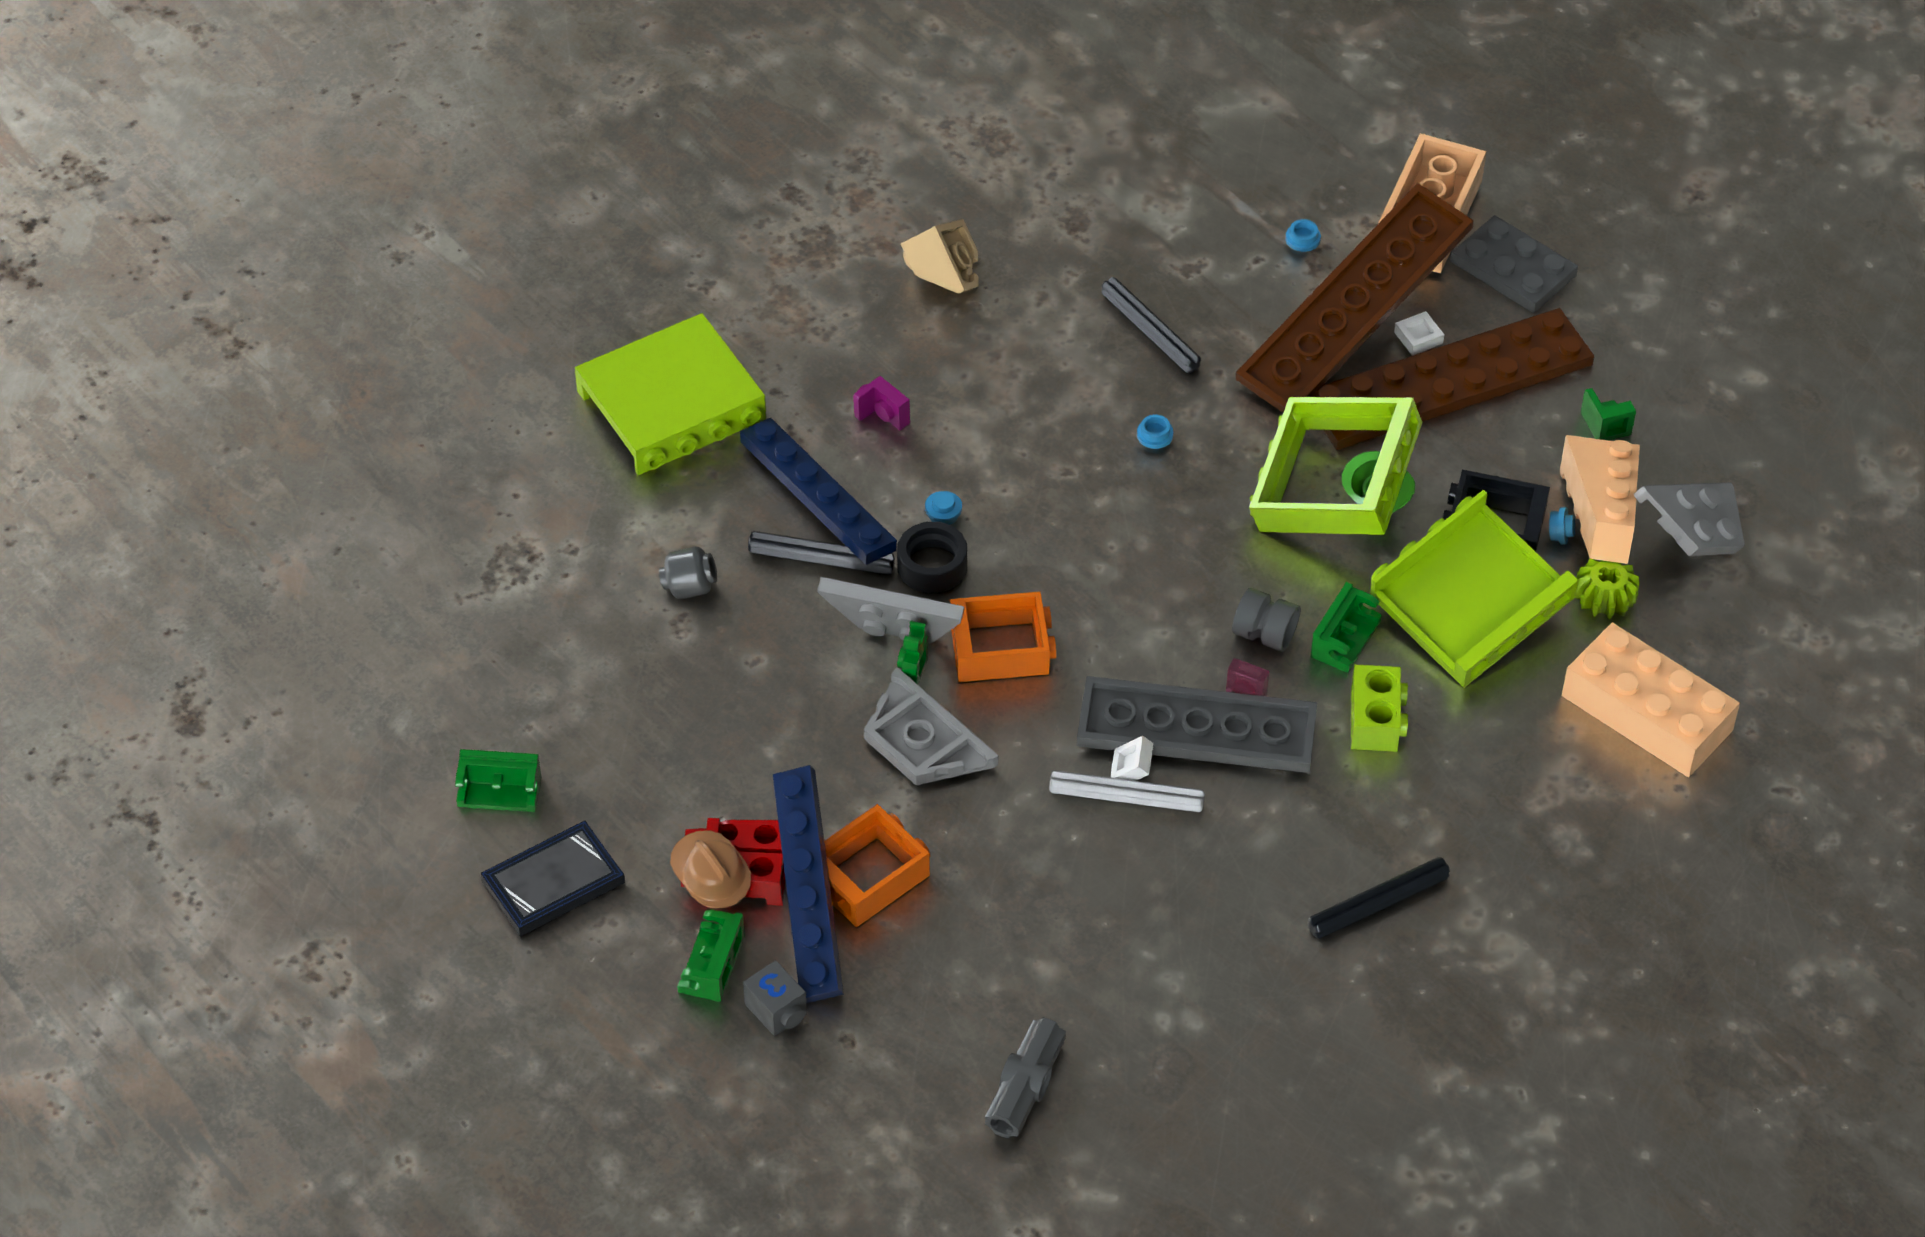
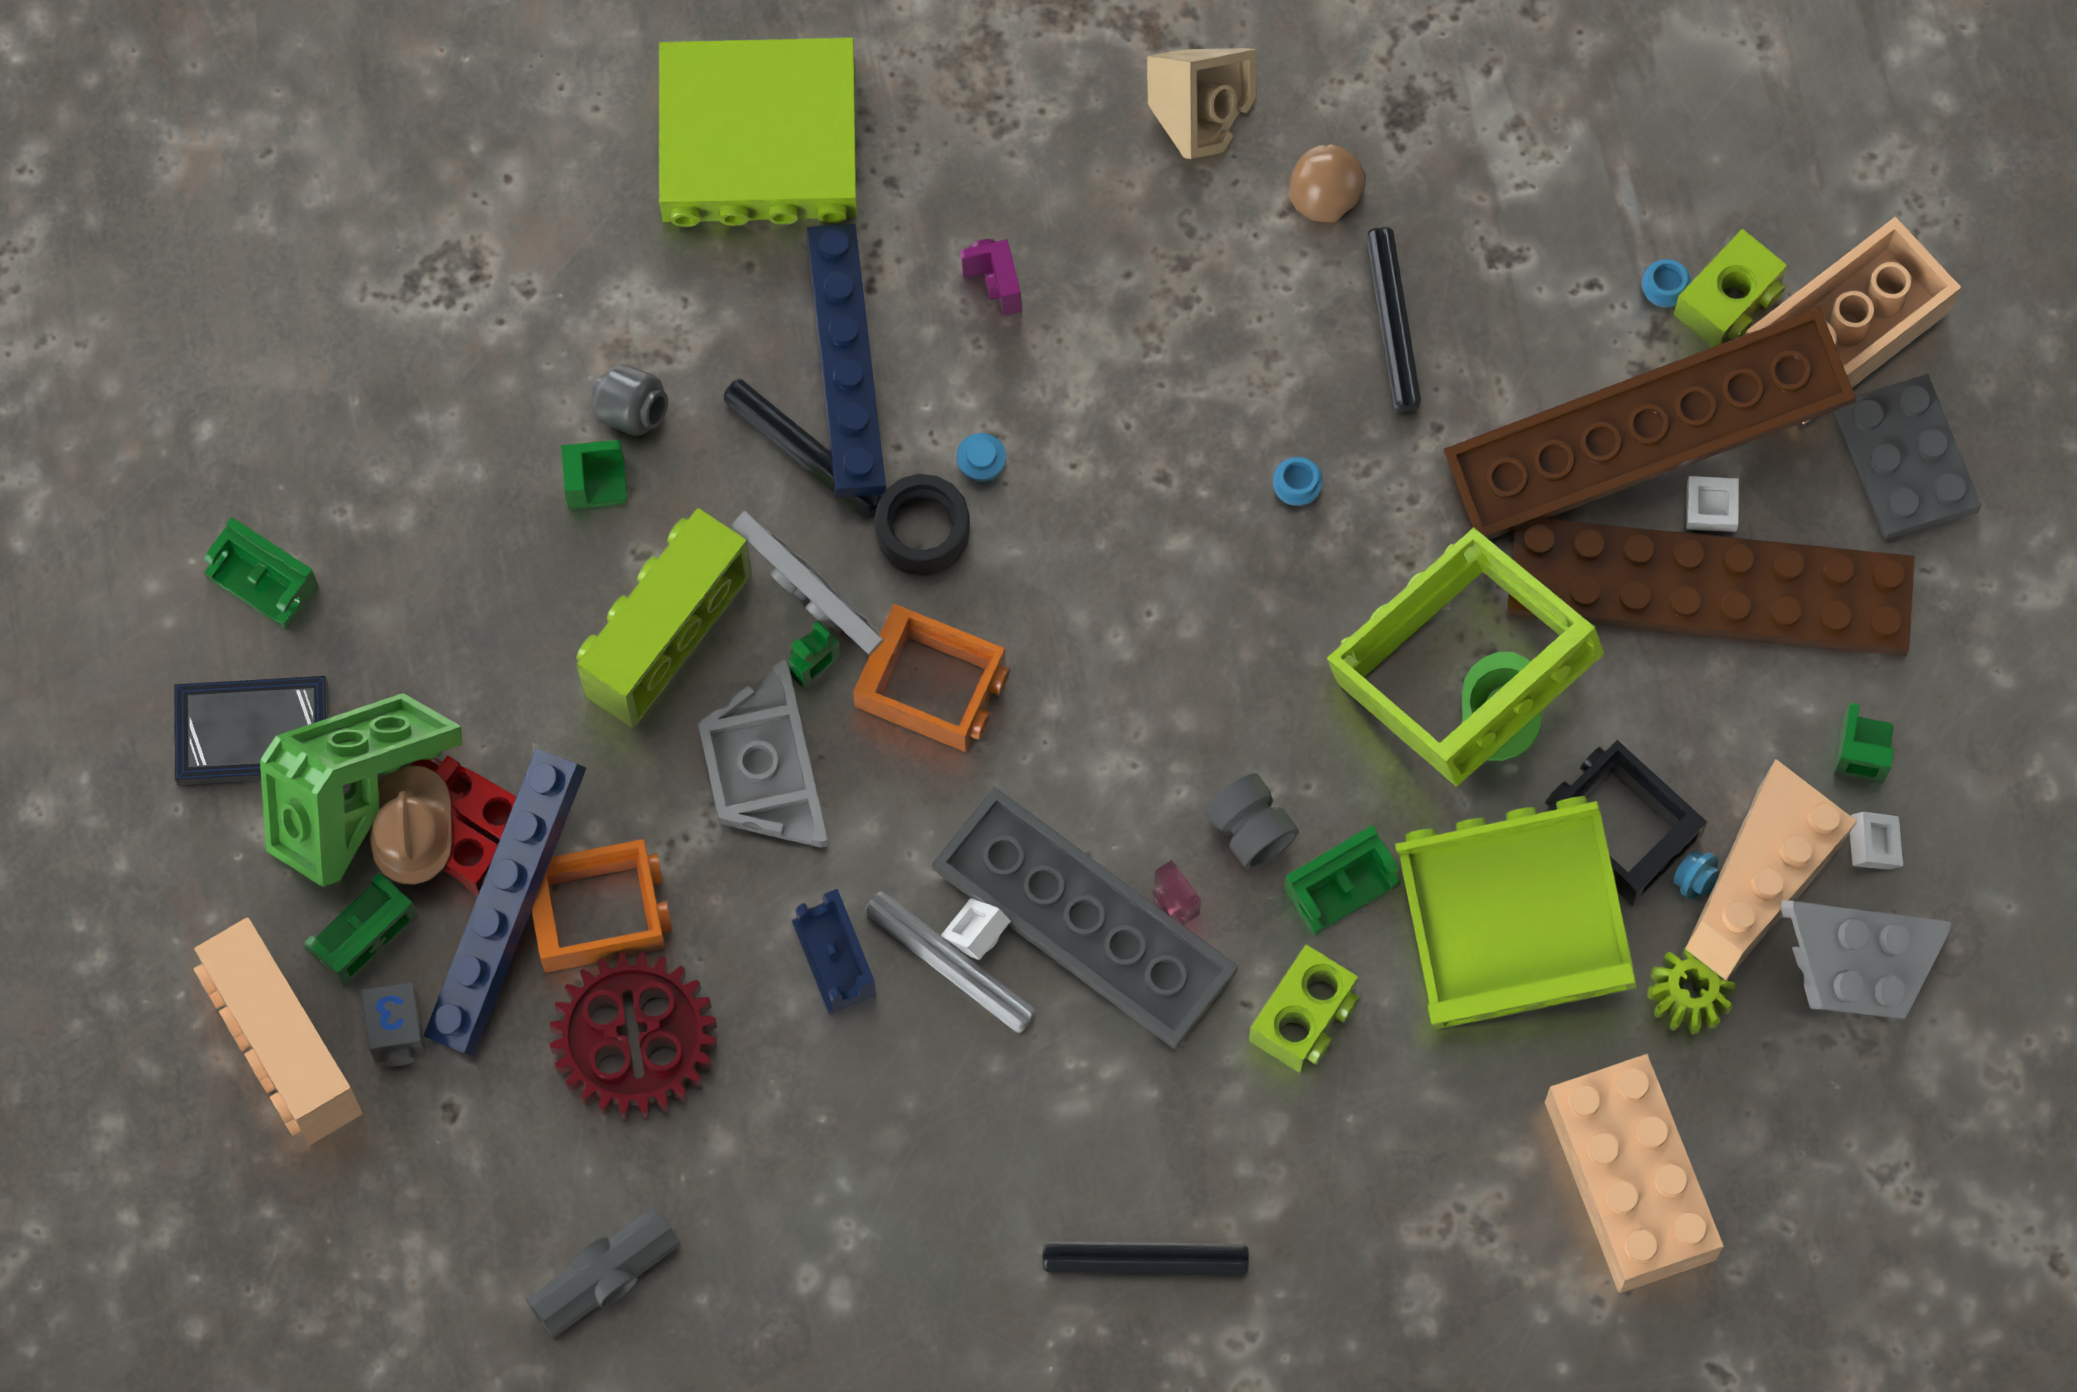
camera: 30 degrees right, 20 degrees up
(641, 871) = (305, 771): none -> bright green bracket
(690, 625) = (594, 474): none -> green panel
(701, 1033) = (283, 1041): none -> light nougat brick
(800, 675) = (663, 617): none -> lime brick
(966, 950) = (588, 1042): none -> dark red gear
(1048, 817) = (834, 953): none -> dark blue hinge
(1056, 273) = (1326, 183): none -> medium nougat hair
(1346, 219) = (1739, 265): none -> lime brick
(1655, 461) = (1876, 841): none -> white plate

